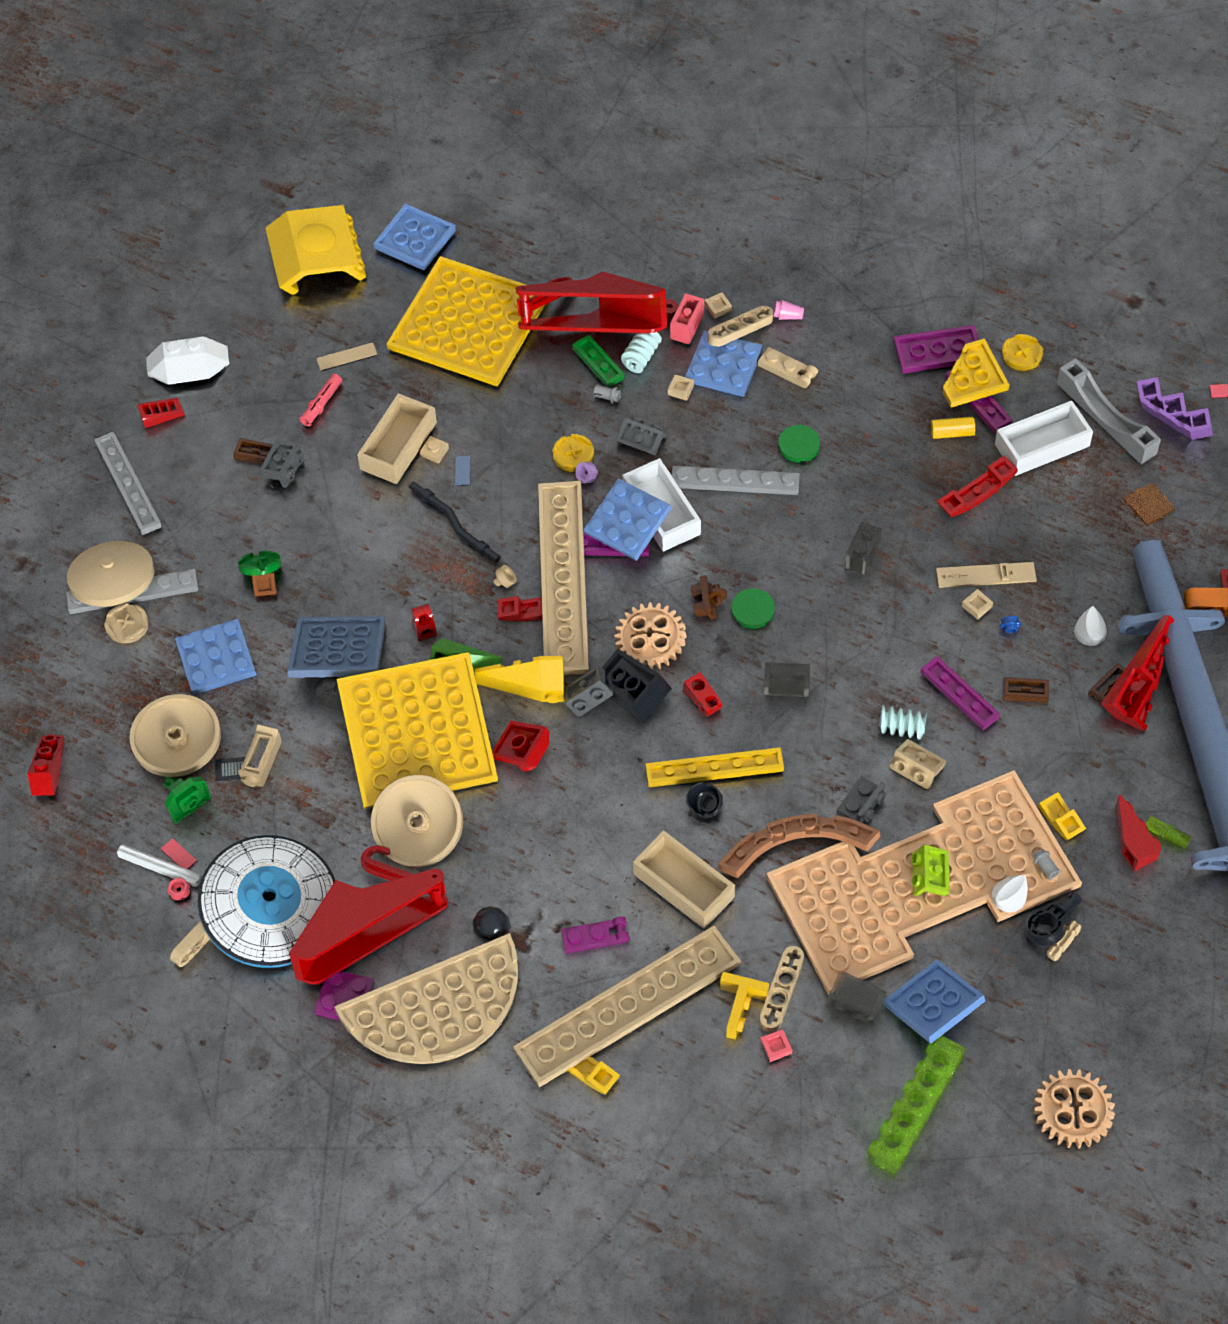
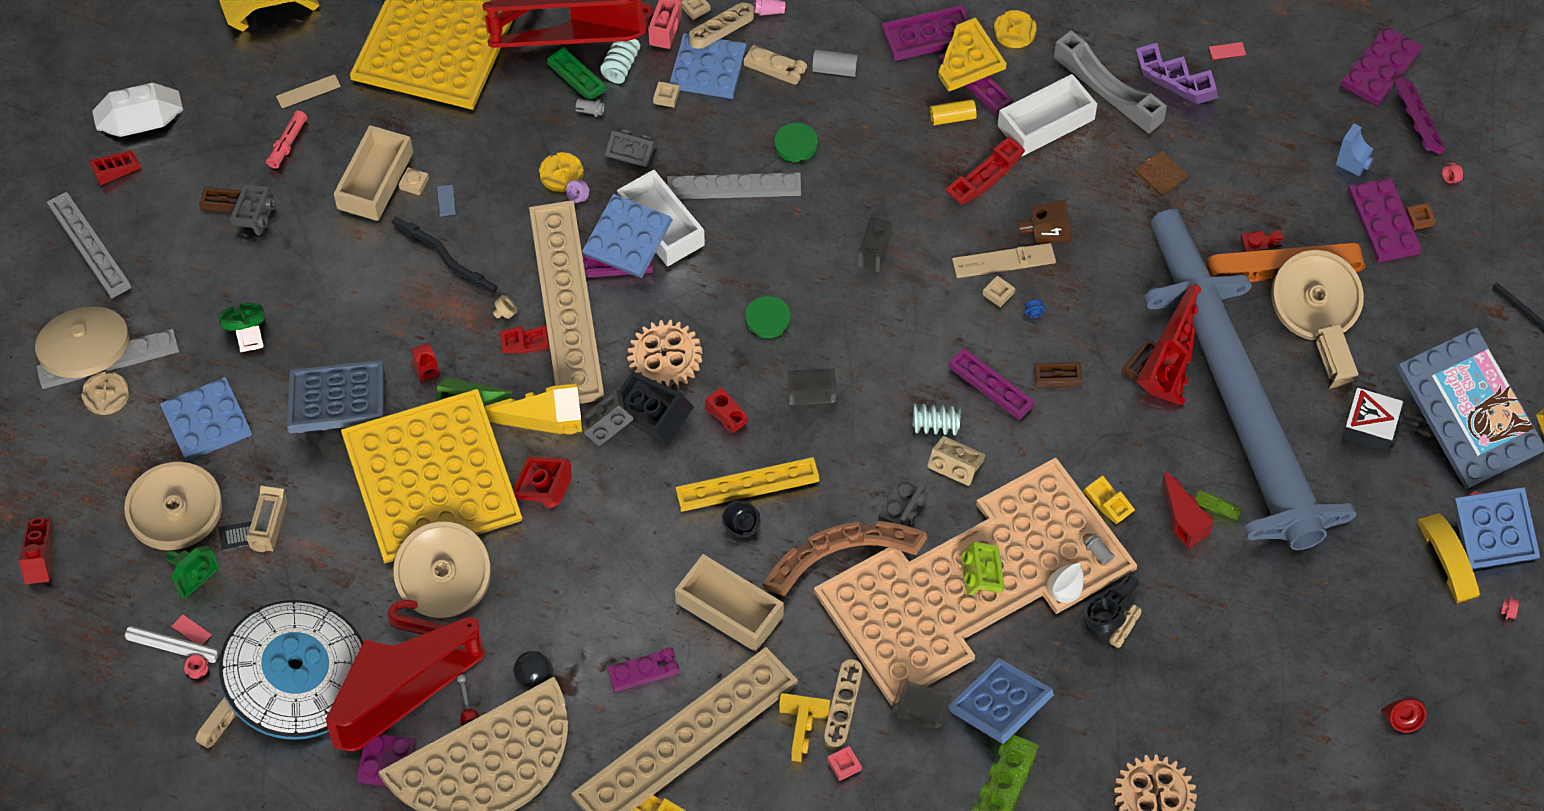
camera: 10 degrees left, 0 degrees up
(425, 960) = (468, 714): none -> hinge
(710, 597) = (722, 308): reddish brown hips -> none
(845, 370) = (835, 62): none -> light grey brick
(1033, 542) = (1048, 223): none -> reddish brown torso
(1090, 628) = (1116, 305): white piece -> none

